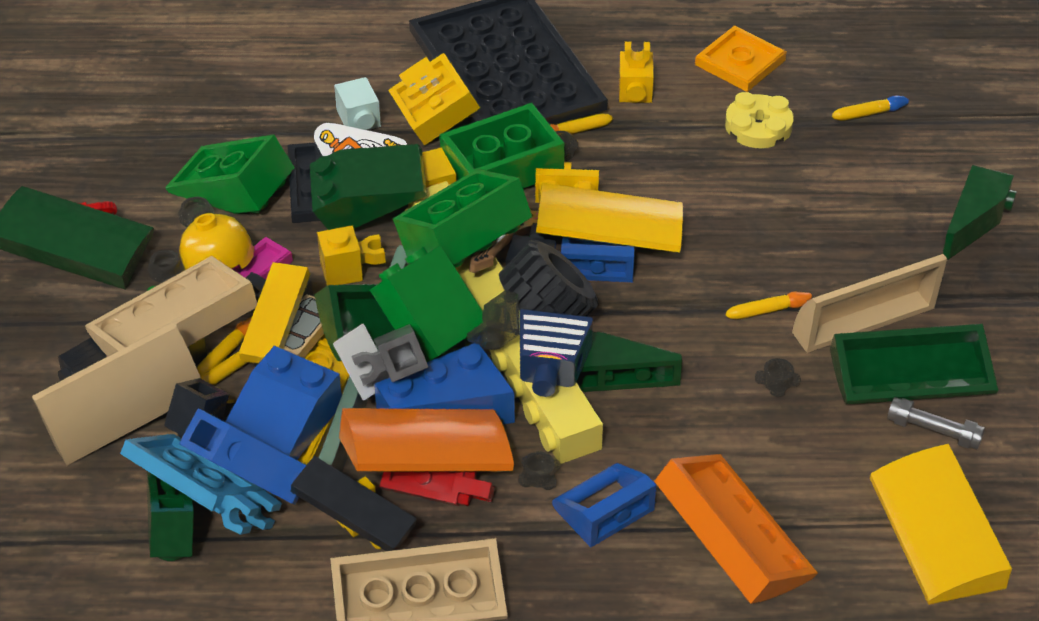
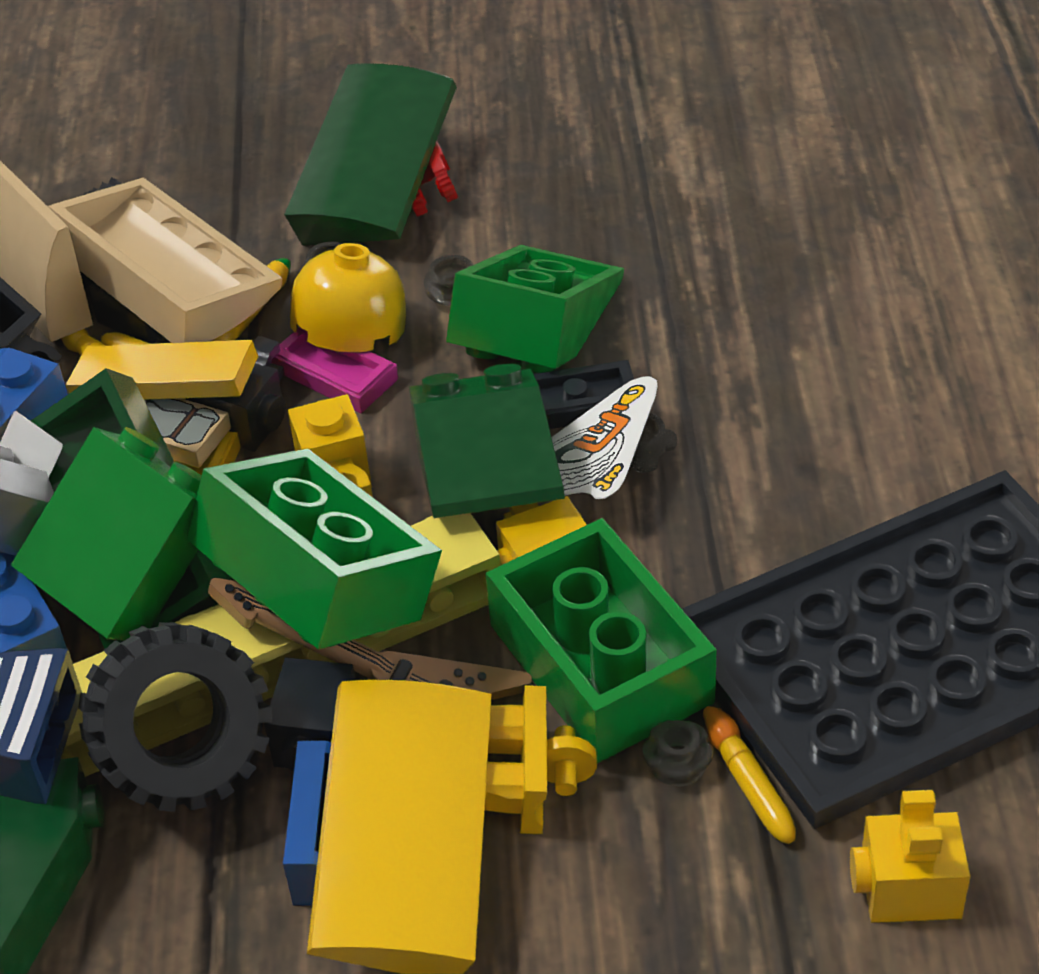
camera: 90 degrees right, 0 degrees up
(357, 104) = (736, 429): light aqua brick -> none
(433, 97) = (755, 519): yellow piece -> none
(499, 322) = (80, 630): clear smoke bracket -> none

